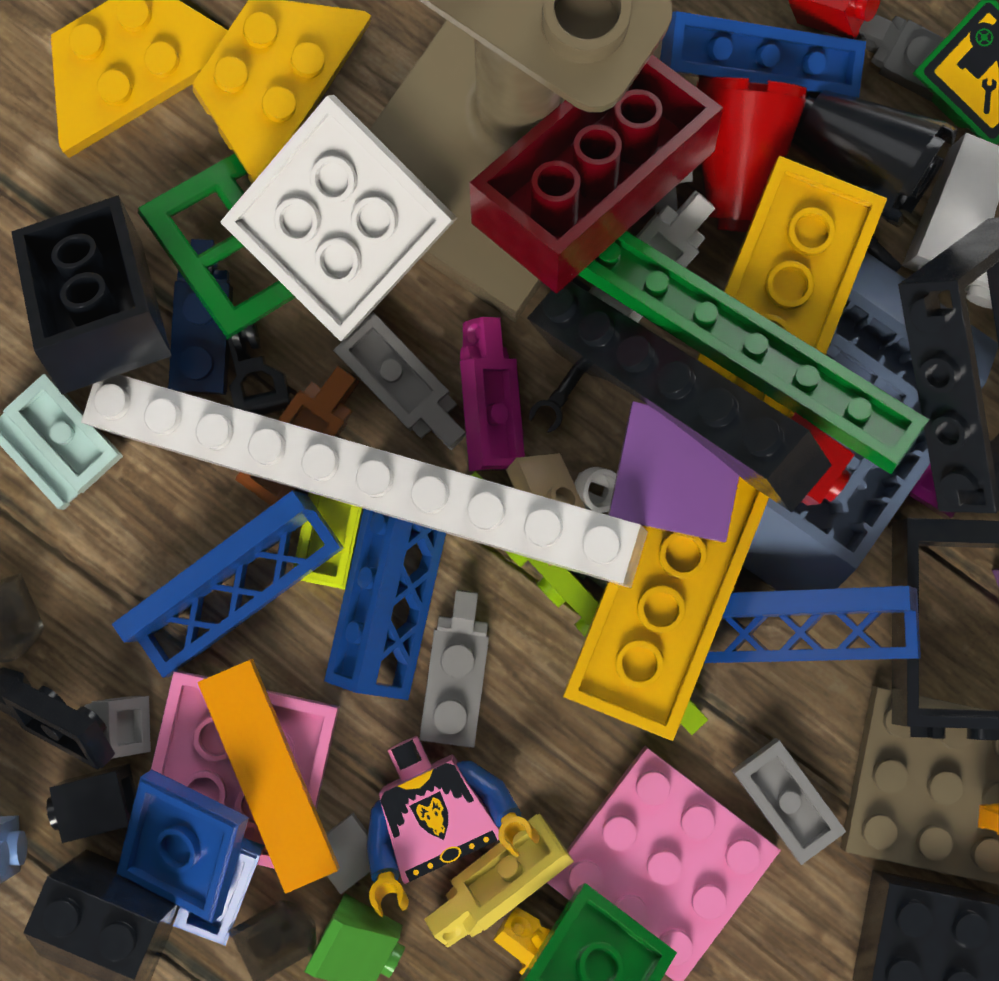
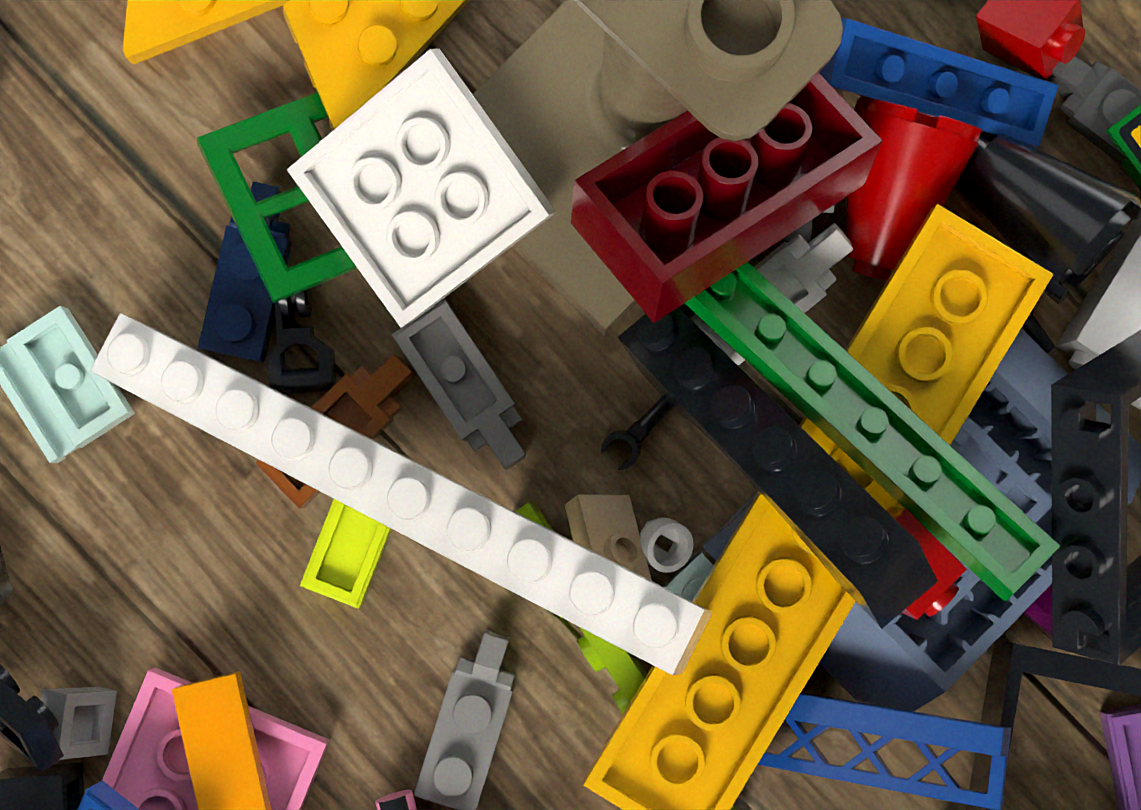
camera: 15 degrees right, 0 degrees up
(89, 295) = (123, 229): black brick -> none
(218, 566) = (216, 560): blue fence -> none
(372, 589) = (389, 616): blue fence -> none
(490, 397) = (560, 419): dark pink hinge -> none
(671, 479) = (748, 558): medium lavender tile -> none

